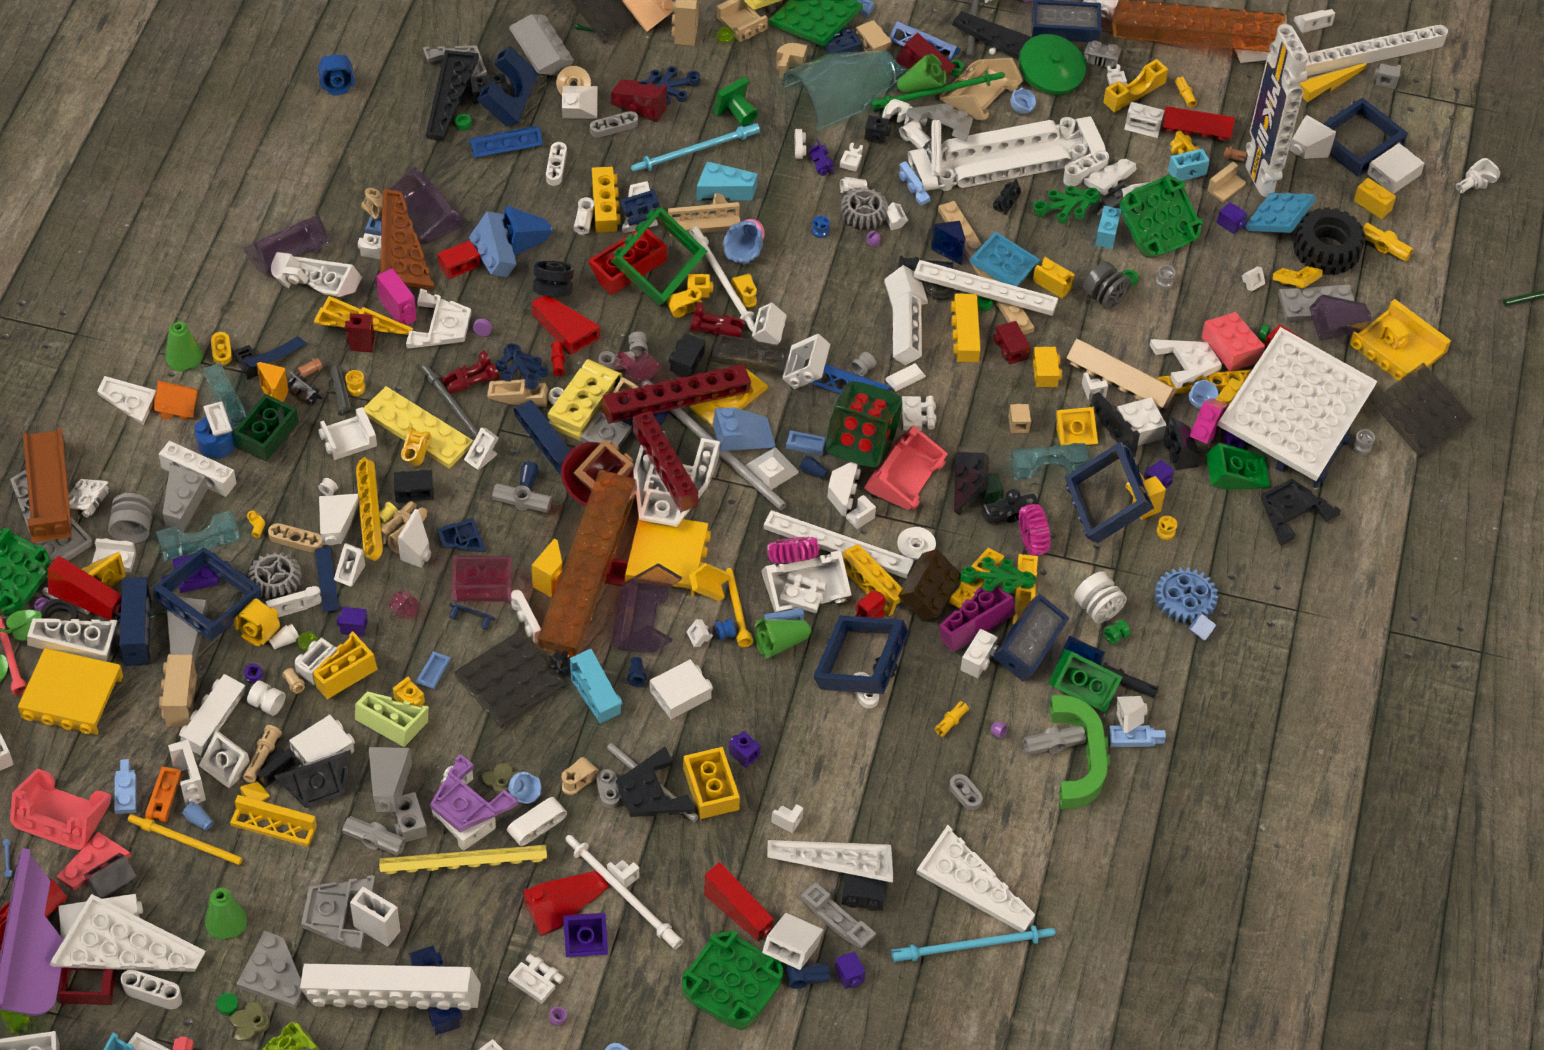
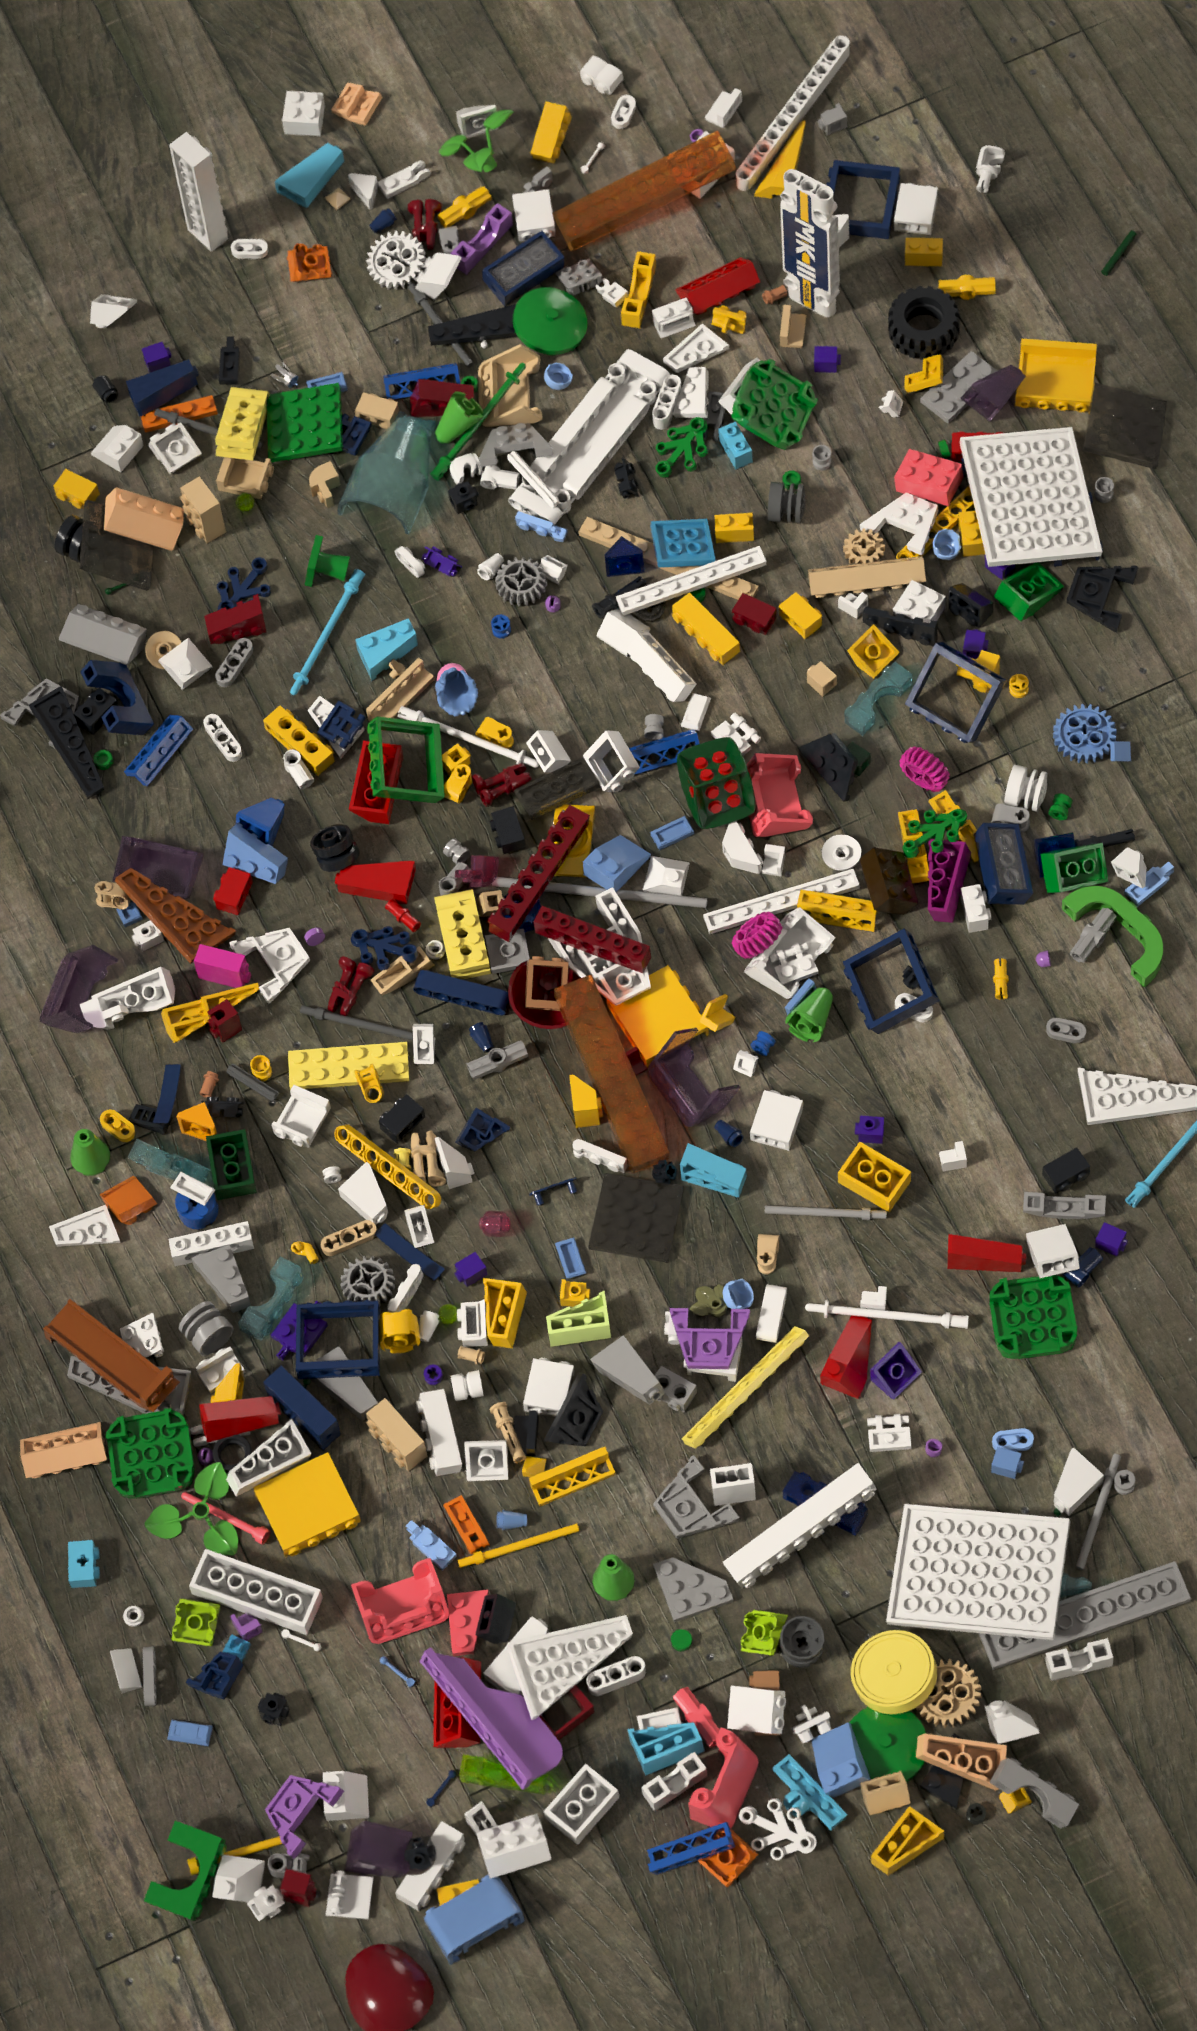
camera: 30 degrees left, 10 degrees up
(183, 759) = (463, 1482): white panel -> none
(247, 1020) = (708, 1639): olive plate -> none
(374, 835) = (660, 1424): light grey piece -> none
(482, 578) = (536, 1153): clear pink brick -> none
(606, 787) = (796, 1243): light grey plate -> none
(643, 792) = (830, 1225): black wing -> none
(744, 637) = (782, 1037): yellow piece -> none
(813, 467) = (699, 850): dark blue cone -> none
(851, 158) = (465, 541): white plate -> none
(851, 858) = (1034, 1151): white wing -> none
(871, 605) = (862, 935): red brick -> none
(1008, 508) = (886, 765): black piece -> none
(1073, 610) = (1011, 815): none -> light grey piece
(1139, 354) = (863, 547): none -> tan gear
(1145, 150) = (694, 349): none -> white wing
(1186, 92) = (681, 262): yellow axle -> none
(1189, 165) = (749, 336): medium azure brick -> none
(1206, 425) = (976, 566): dark pink brick -> none
(1280, 212) = (863, 325): dark azure plate -> none
(1395, 334) = (1047, 371): yellow brick -> none

